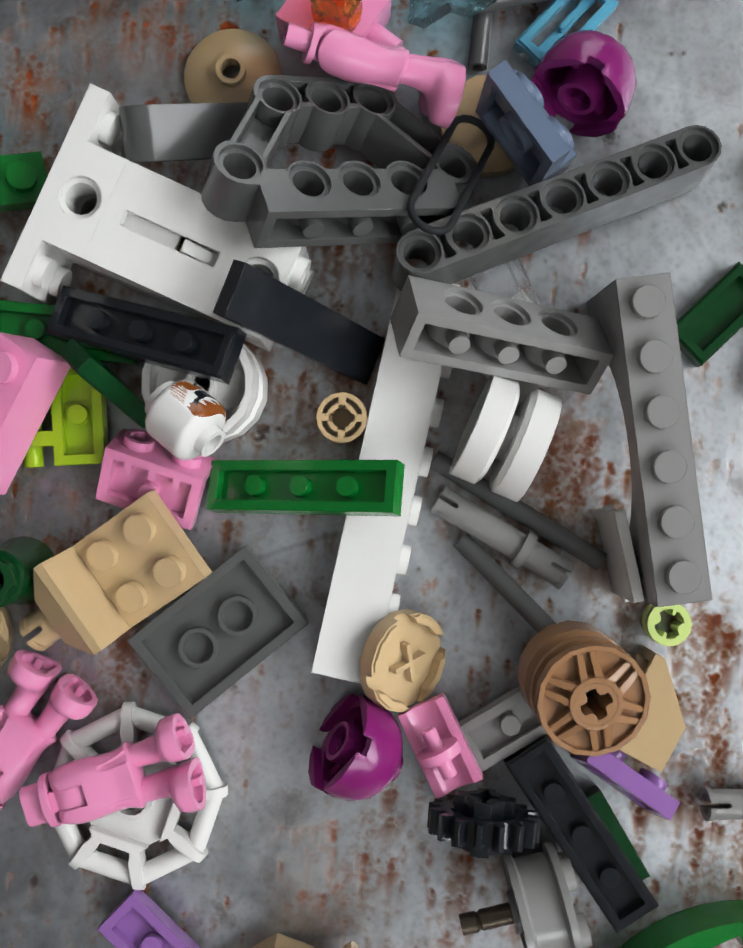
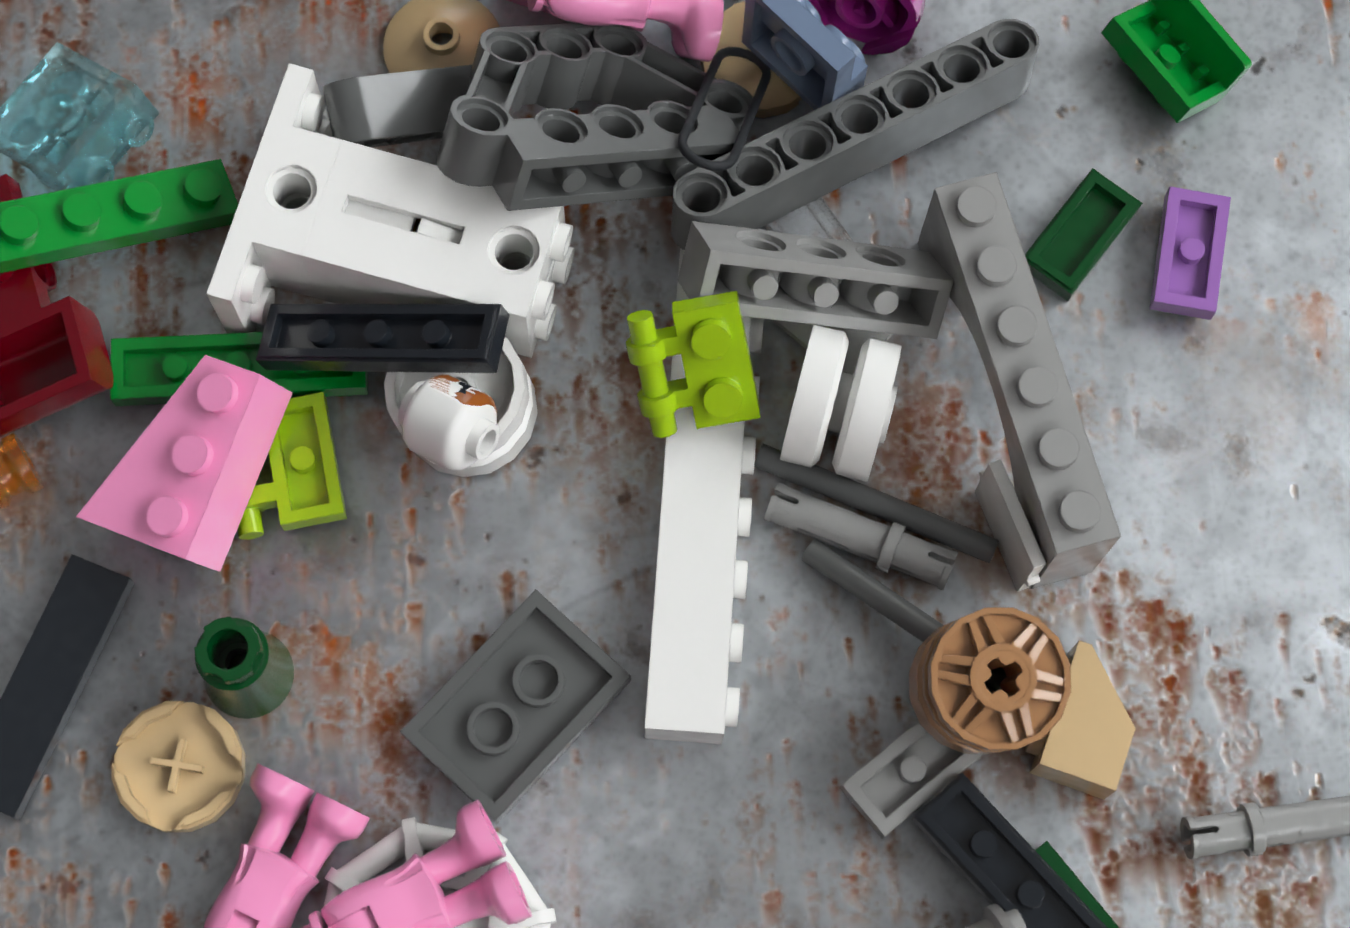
camera: 15 degrees left, 15 degrees down
(104, 381) = (343, 409): dark green tile -> none
(113, 578) = (374, 651): tan plate -> none
(139, 463) = (408, 525): bright pink bracket -> none
(297, 322) = (559, 290): black tile -> none
(306, 487) = (602, 498): green plate -> none
(342, 426) = (628, 432): tan wheel -> none
(358, 752) = (723, 824): magenta cylinder -> none
(402, 660) = (759, 700): tan tile -> none
(408, 396) = (714, 359): none -> lime plate
(440, 745) = (826, 804): bright pink hips -> none
(483, 823) = (897, 887): black gear -> none
(640, 787) = (1089, 825): medium lavender plate -> none
(680, 627) = (1109, 621): yellowish green bush -> none

